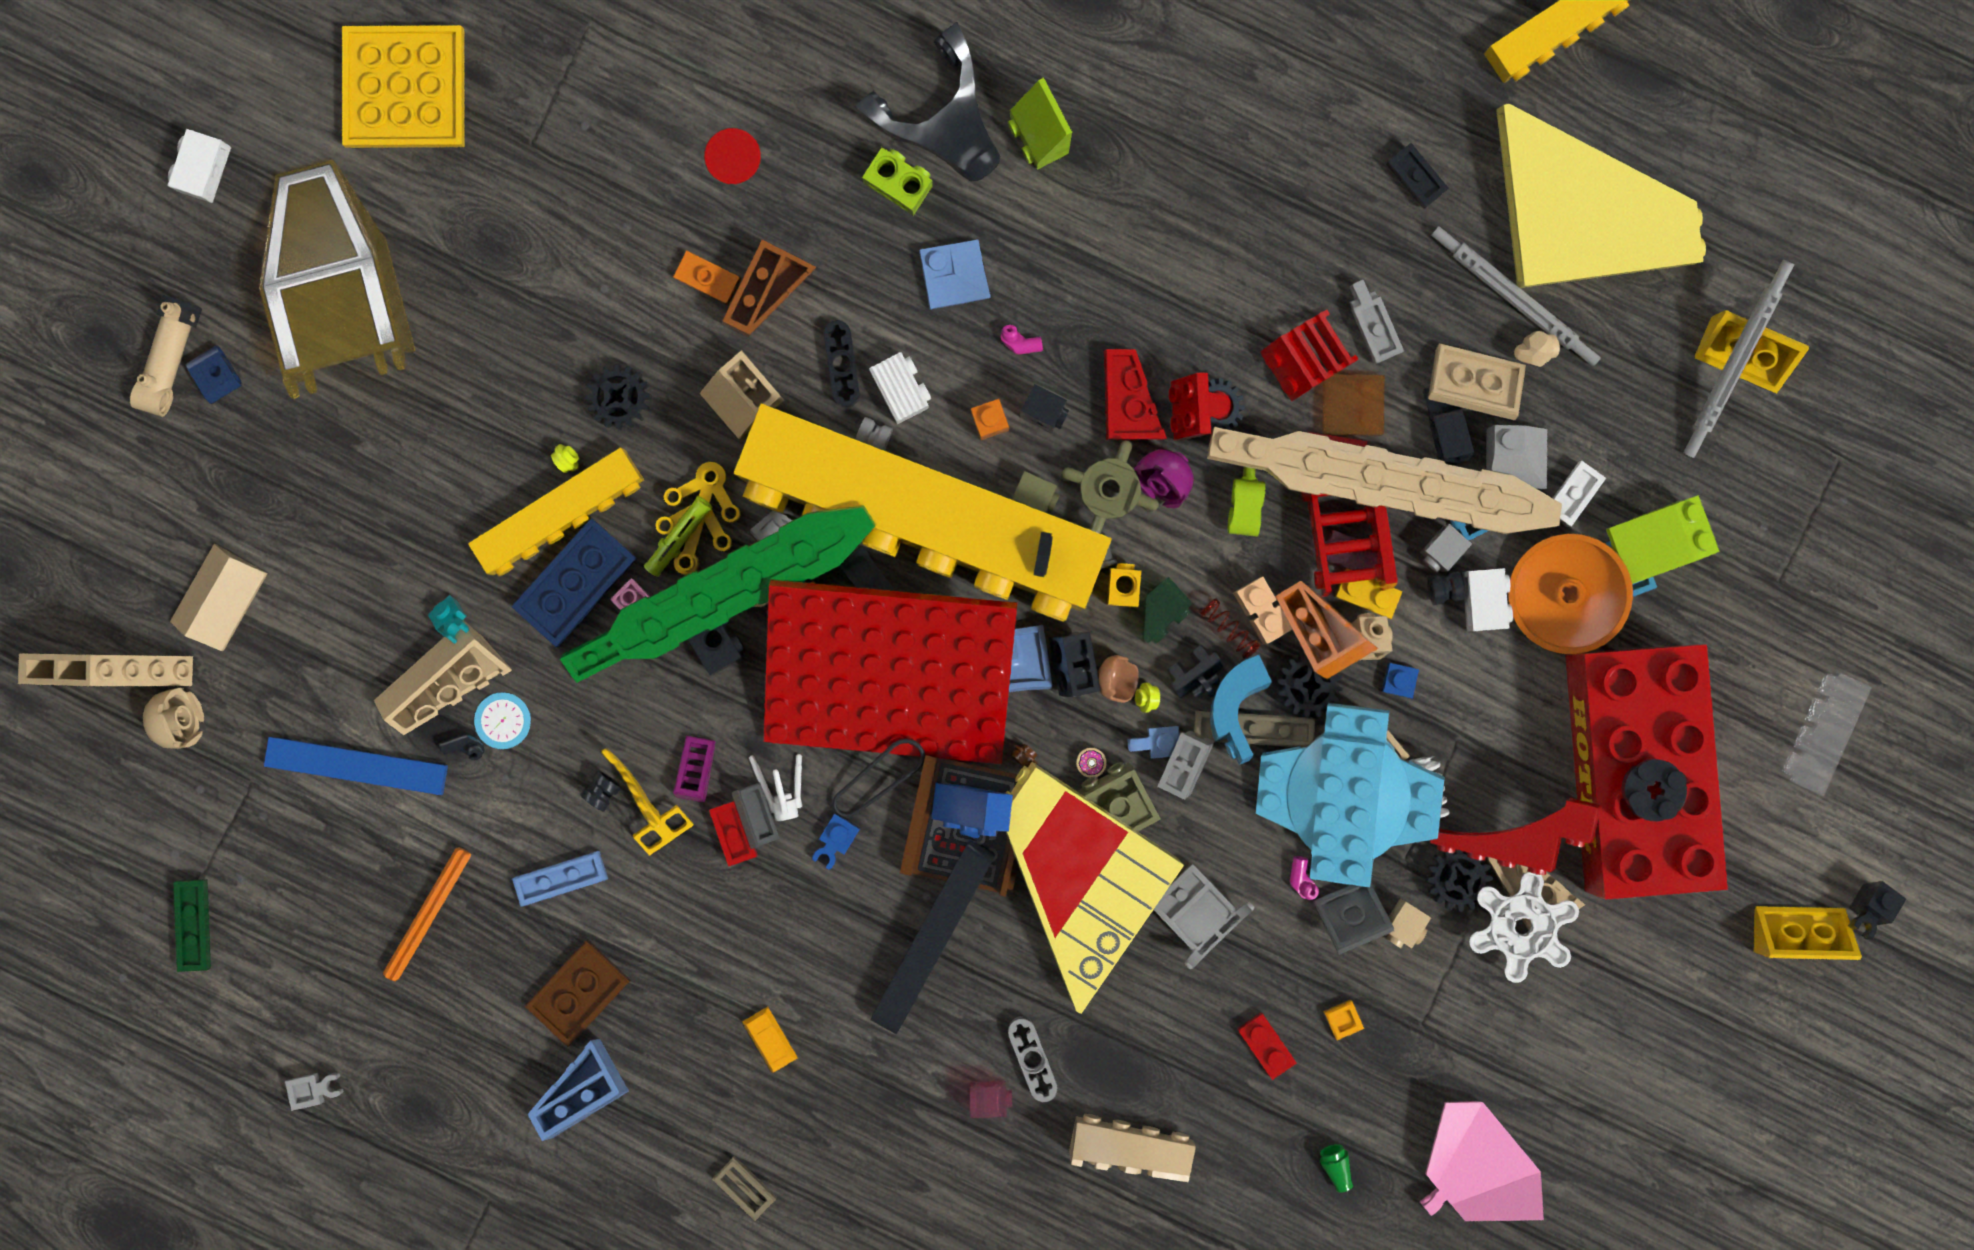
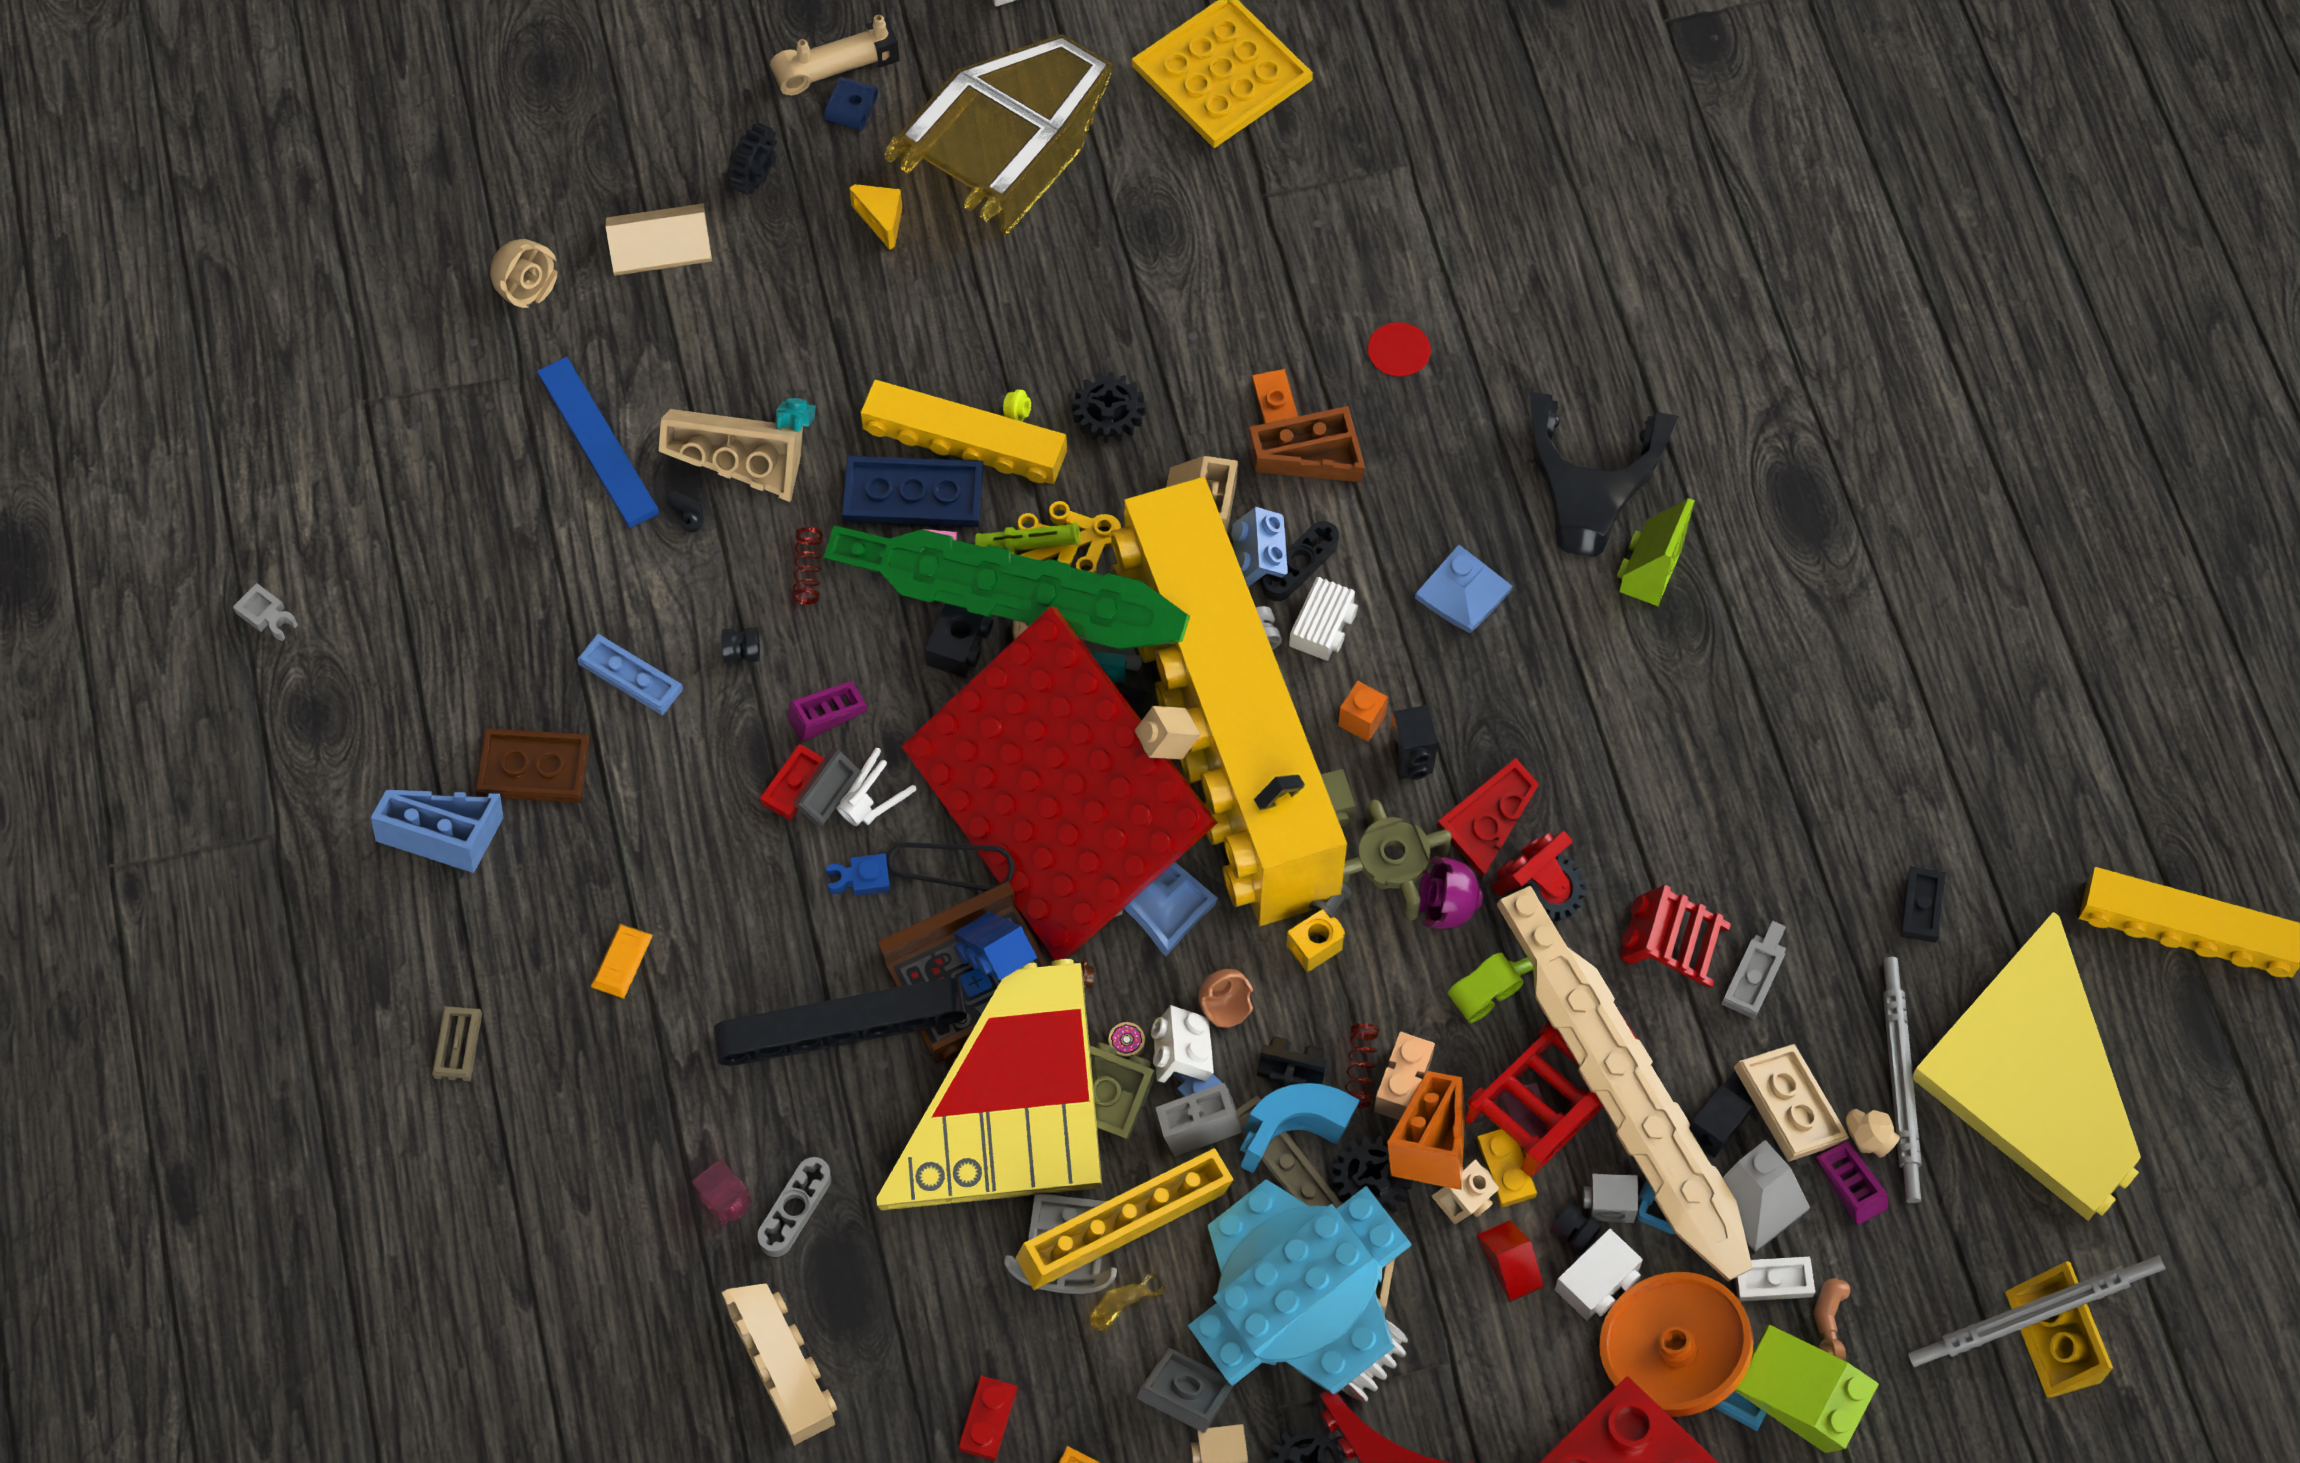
camera: 50 degrees right, 25 degrees down
(105, 670) = (524, 186): tan slope -> none
(192, 925) = (344, 415): dark green plate -> none
(210, 486) = (752, 158): none -> black gear
(325, 425) = (879, 209): none -> yellow slope
(426, 914) = (506, 590): orange axle -> none
(502, 720) = (737, 527): sticker -> none
(553, 678) = (807, 541): none -> clear red piece
(650, 813) = (754, 697): yellow piece -> none
(811, 385) = (1260, 544): none -> medium blue bracket
(893, 186) = (1496, 484): lime brick -> none
(933, 588) = (1167, 732): none -> tan brick
(1017, 343) = (1453, 687): dark pink arm -> none
(1074, 664) = (1205, 947): black brick -> none
(1128, 733) = (1182, 1045): none -> white bracket
(1147, 697) = (1231, 1040): neon yellow plate -> none
(1161, 608) = (1324, 989): clear green slope -> none
(1220, 870) = (1124, 1219): none -> yellow brick
(1259, 917) = (1115, 1300): none -> clear yellow arm
(1301, 881) = (1178, 1319): dark pink arm -> none
(1353, 405) = (1667, 1015): clear orange plate -> none
(1400, 680) = (1451, 1261): blue plate -> none
(1428, 643) = (1511, 1259): none -> red slope
(1575, 402) = (1863, 1203): none -> magenta slope
(1618, 480) = (1825, 1309): none -> nougat arm

